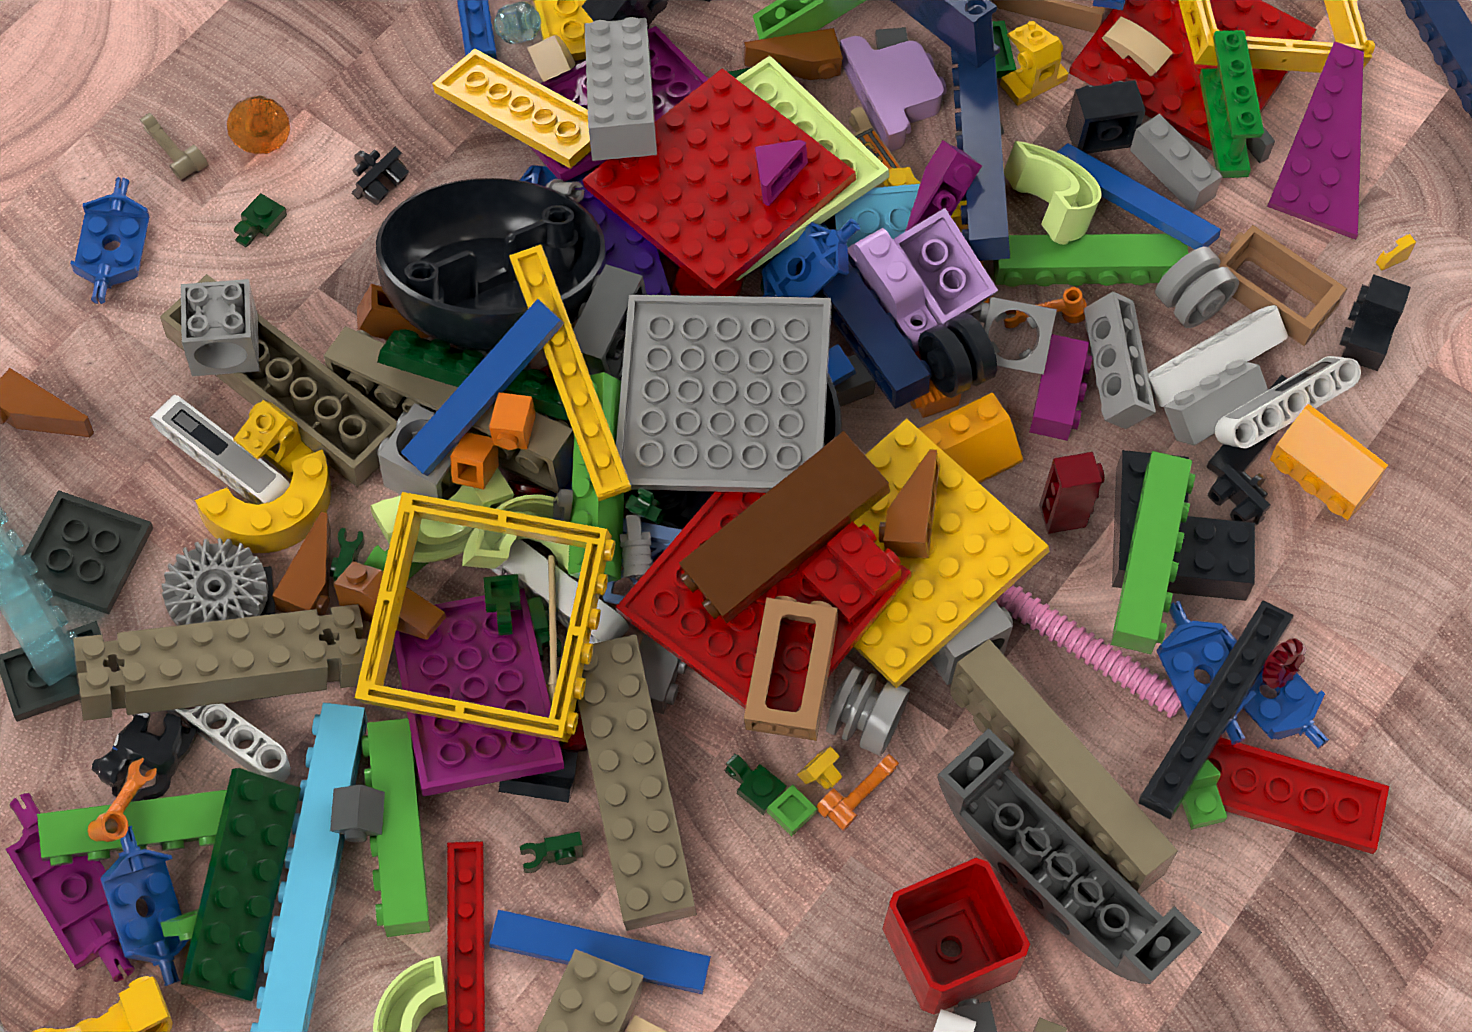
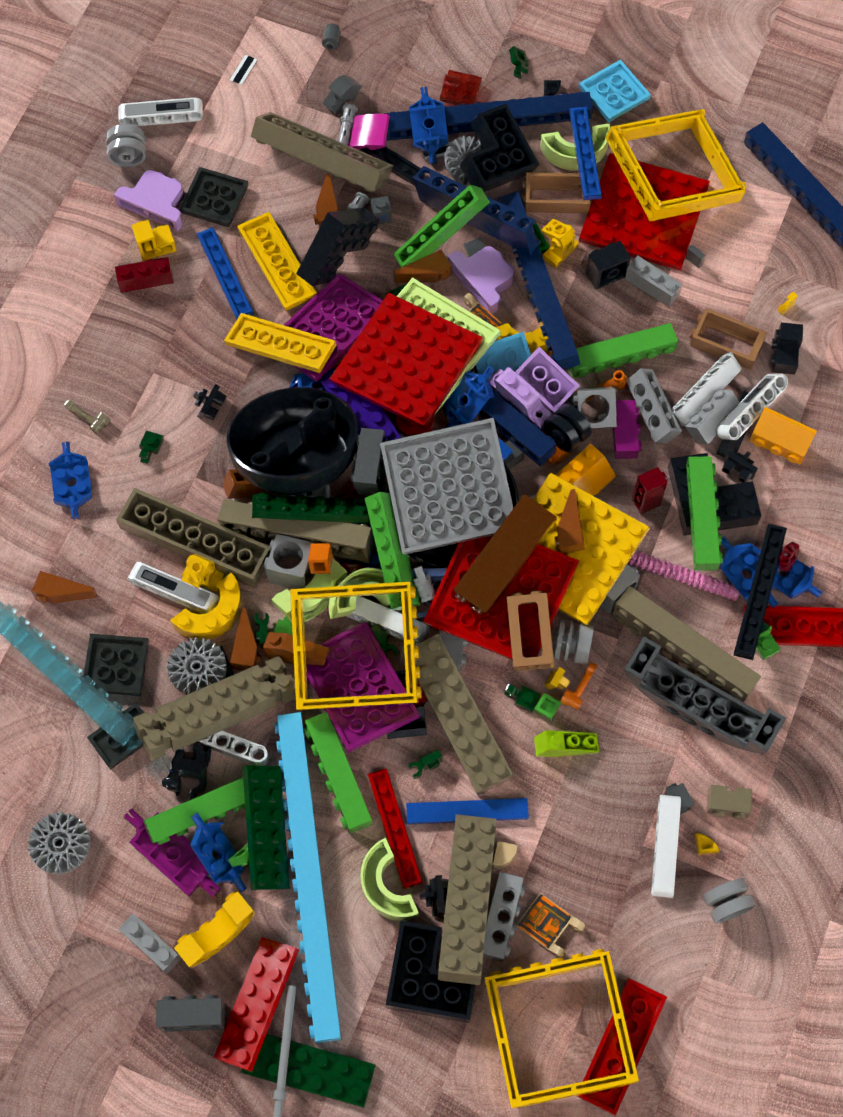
camera: 10 degrees left, 5 degrees up
(113, 823) = (188, 814): orange brick -> none
(219, 327) = (155, 519): light grey brick -> none
(258, 125) = (133, 390): clear orange piece -> none
(357, 812) = (316, 771): dark grey brick -> none
(482, 387) = (315, 517): blue tile -> none
(501, 597) = (357, 630): dark green plate -> none
(512, 421) = (337, 532): orange brick -> none
(517, 22) = (260, 291): clear light blue head -> none
(551, 57) = (287, 308): tan brick -> none
(552, 629) = (400, 673): tan piece -> none
(563, 505) = (377, 573): dark grey tile -> none
(567, 188) = (321, 385): light grey pin -> none
(573, 378) = (361, 497): yellow tile -> none
(619, 89) = (335, 320): light grey brick -> none
(646, 507) = (423, 561): dark green plate -> none
(779, 166) = (439, 346): magenta slope -> none
(804, 881) = (565, 743): none -> lime slope
(853, 571) = (548, 569): red plate -> none
(943, 183) = (532, 332): magenta slope -> none
(960, 907) = (659, 737): red plate -> none
(1059, 181) = (594, 310): yellowish green brick -> none
(1132, 40) = (613, 215): tan slope -> none
(1145, 202) = (636, 308): blue tile -> none
(1197, 287) = (685, 353): light grey wheel -> none
(1231, 104) = (677, 241): green fence -> none
(1324, 161) = (735, 262): magenta wing -> none

